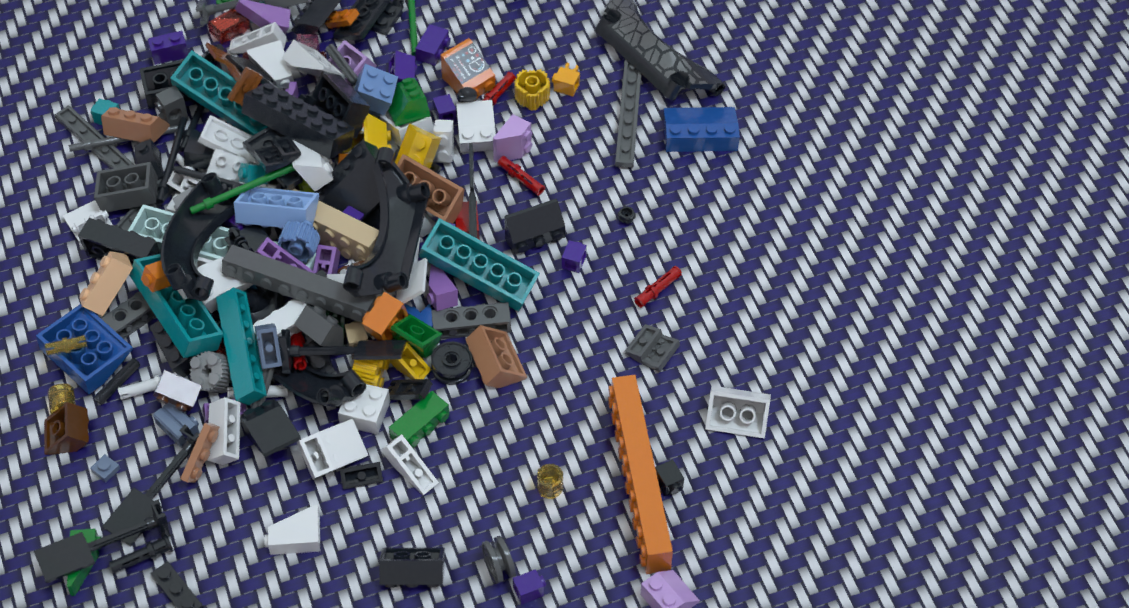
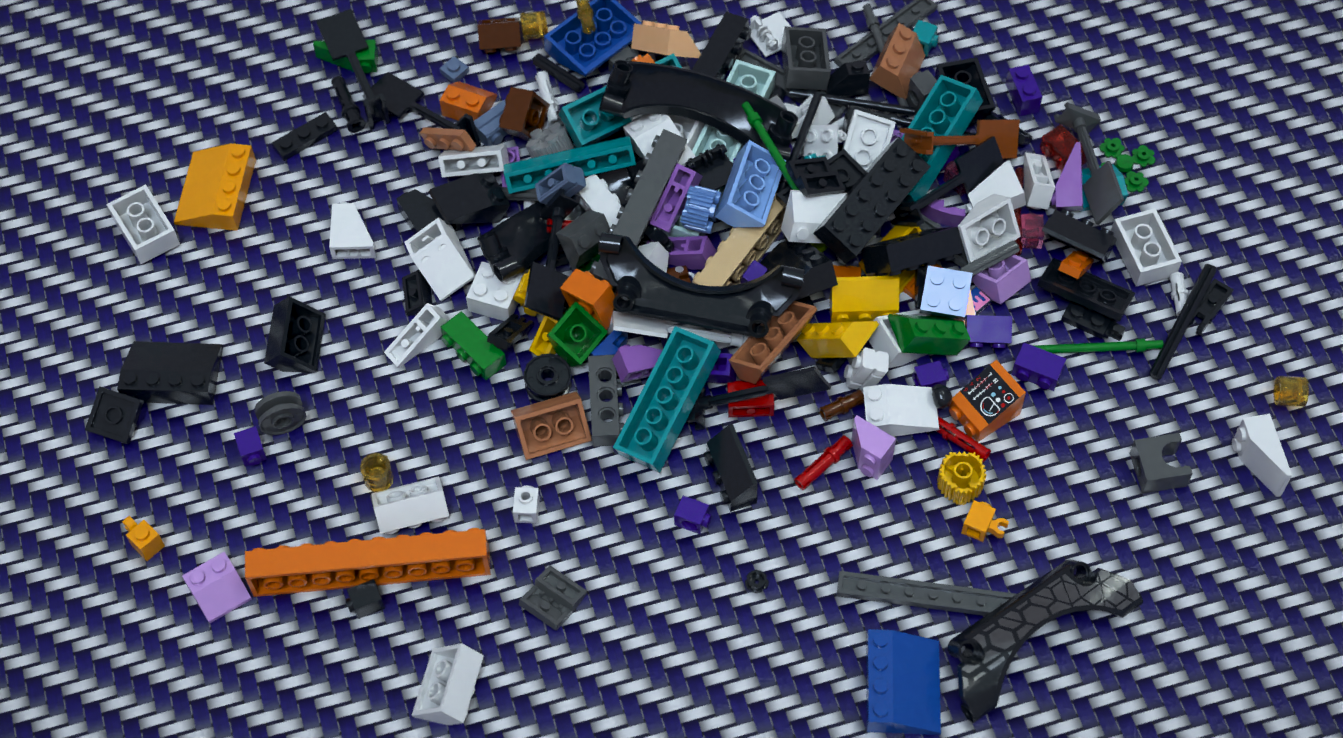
camera: 95 degrees right, 5 degrees up
(148, 450) = (465, 99): none -> orange slope
(280, 473) = (419, 210): none -> black slope
(463, 157) = (841, 405): none -> reddish brown pin
(572, 369) = (526, 504): none -> white brick
(577, 453) = (410, 505): none -> white slope
(652, 291) = (645, 613): red pin -> none

